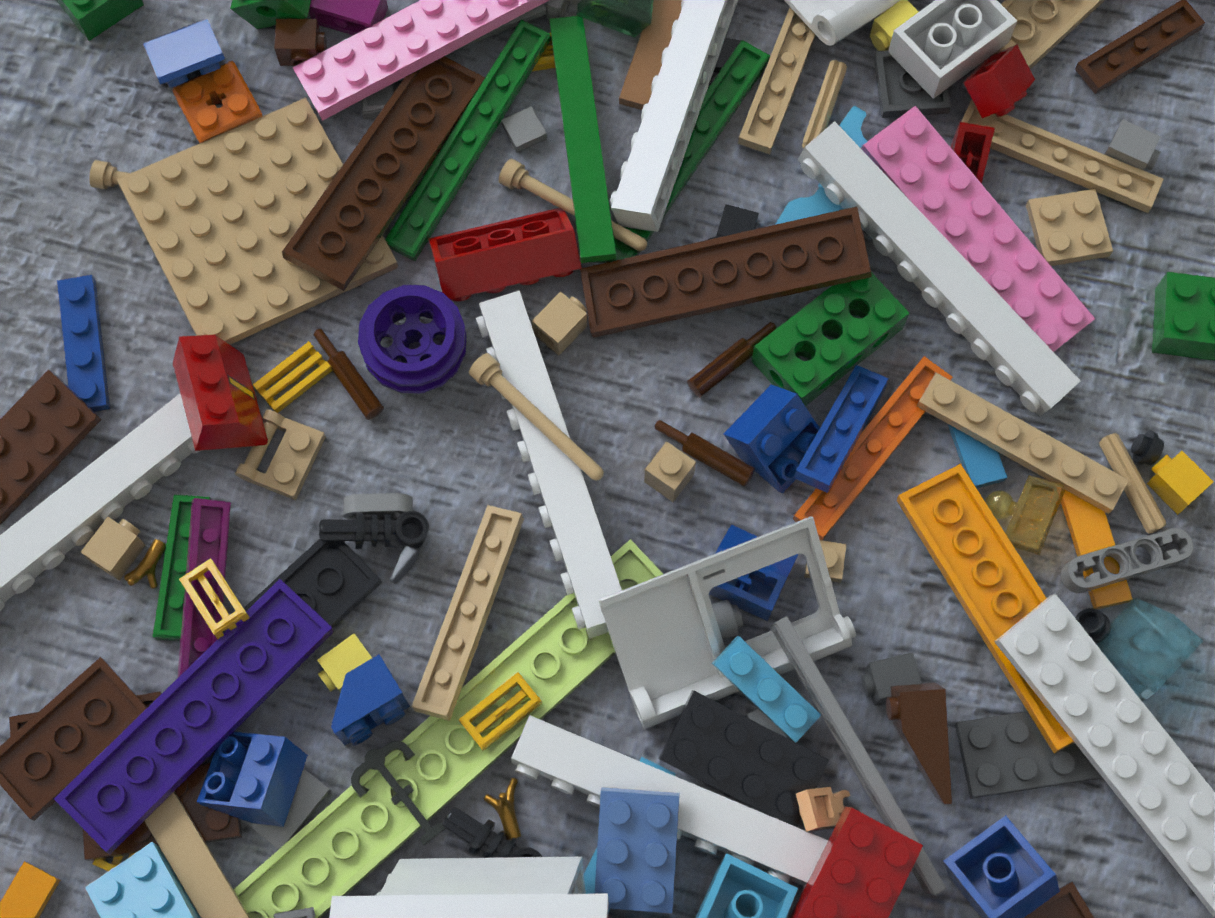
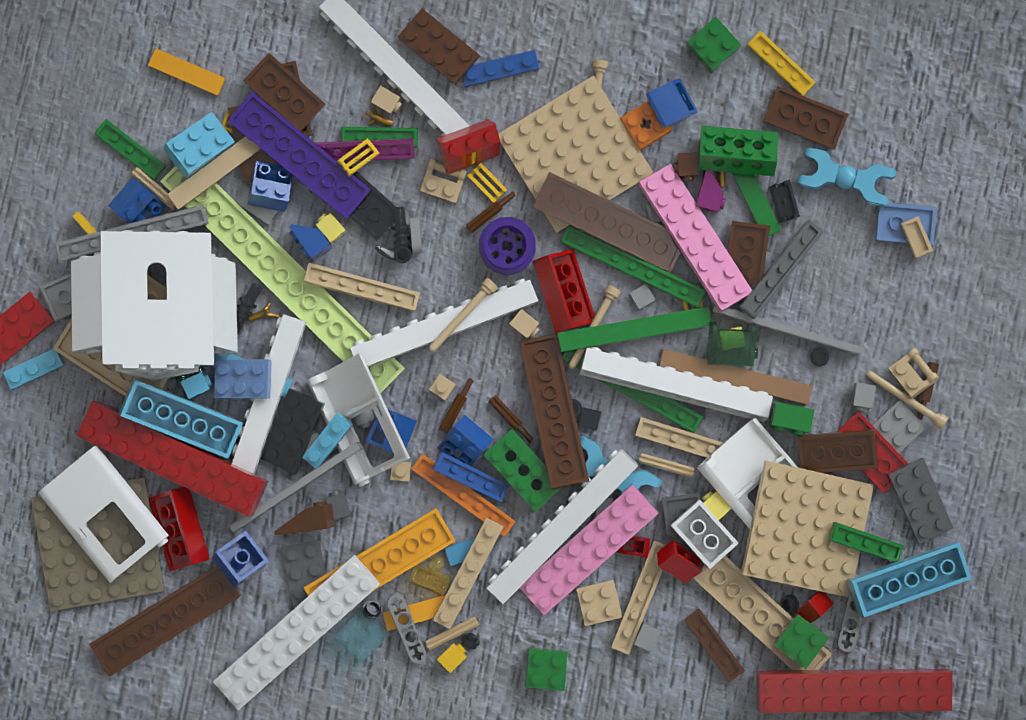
camera: 85 degrees right, 15 degrees up
(375, 760) = (282, 246): pearl dark grey piece -> none
(510, 722) = (321, 319): yellow tile -> none
(820, 807) = (269, 470): light nougat plate -> none

